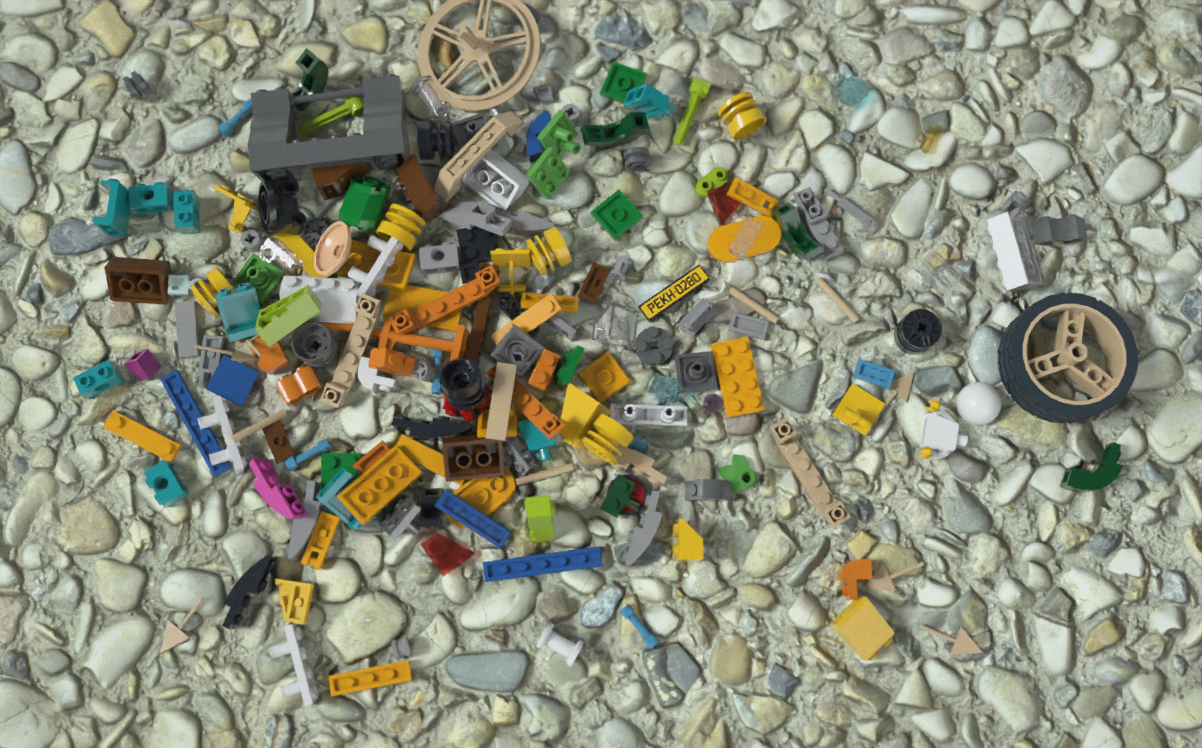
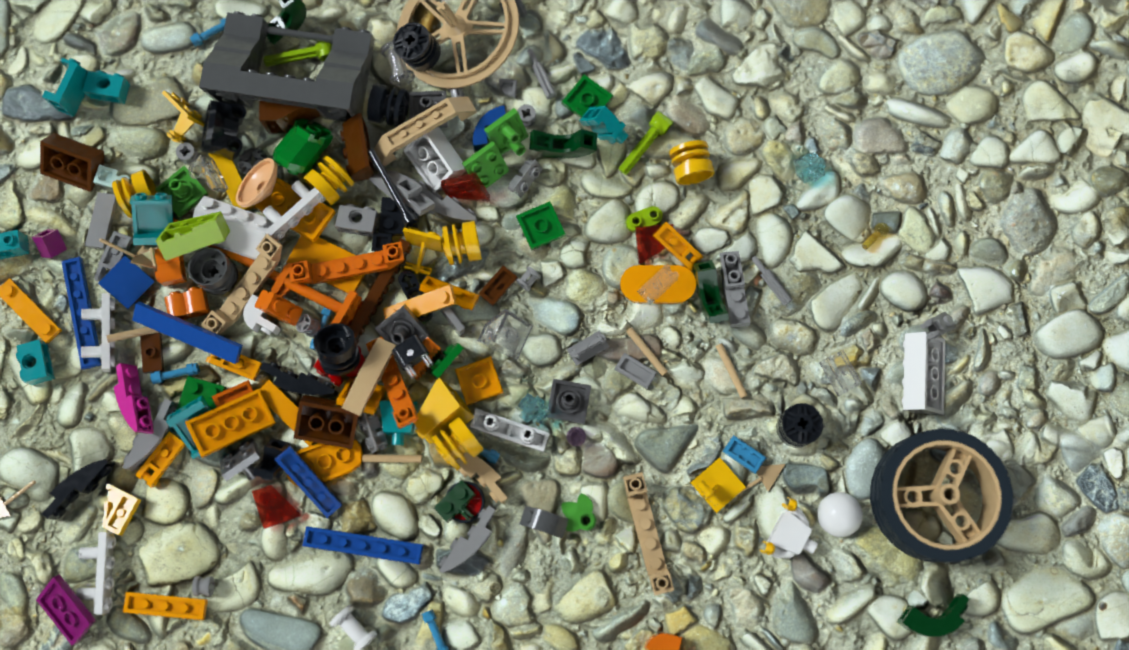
camera: 20 degrees right, 0 degrees up
(186, 212) = (135, 109): teal brick -> none
(275, 710) = (65, 609): none -> magenta plate
(309, 411) = (187, 332): none -> blue tile
(363, 427) = (245, 367): none -> light orange plate
(447, 76) = (416, 46): none -> black wheel
(492, 241) = (408, 218): none -> black piece
(534, 368) = (411, 353): none -> black piece
(535, 198) = (465, 187): none -> clear red wing
(540, 518) = (372, 500): lime wedge -> none
(572, 73) = (542, 76): none -> light grey axle
(590, 166) = (529, 171): none -> light grey hinge
(637, 159) = (576, 176): dark grey wheel -> none
(654, 356) = (534, 374): dark grey plate -> none
(673, 293) = (572, 318): tile -> none
(688, 543) = (506, 569): yellow slope -> none
(737, 377) = (608, 418): light orange plate -> none
(1067, 229) = (984, 366): dark grey brick -> none

